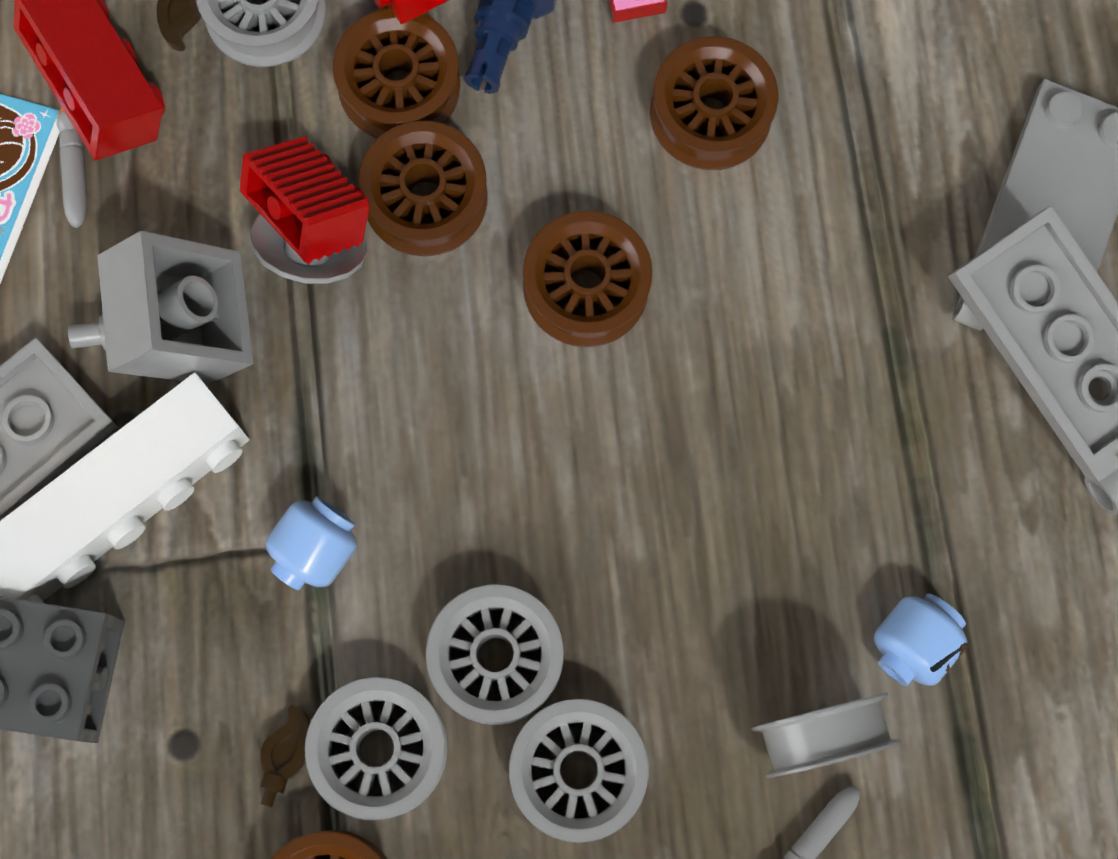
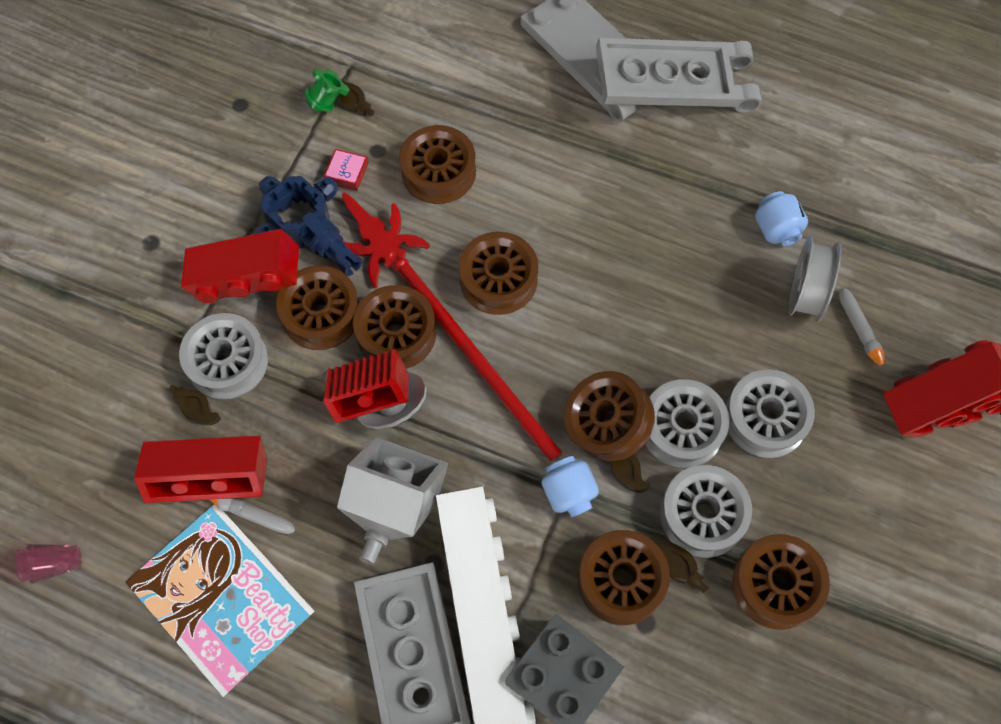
camera: 55 degrees left, 10 degrees down
(176, 649) = (653, 559): none -> reddish brown wheel
(388, 607) = (628, 474): none -> dark brown piece
(444, 575) = (590, 430): none -> reddish brown wheel
(542, 109) = (386, 246): none -> red piece

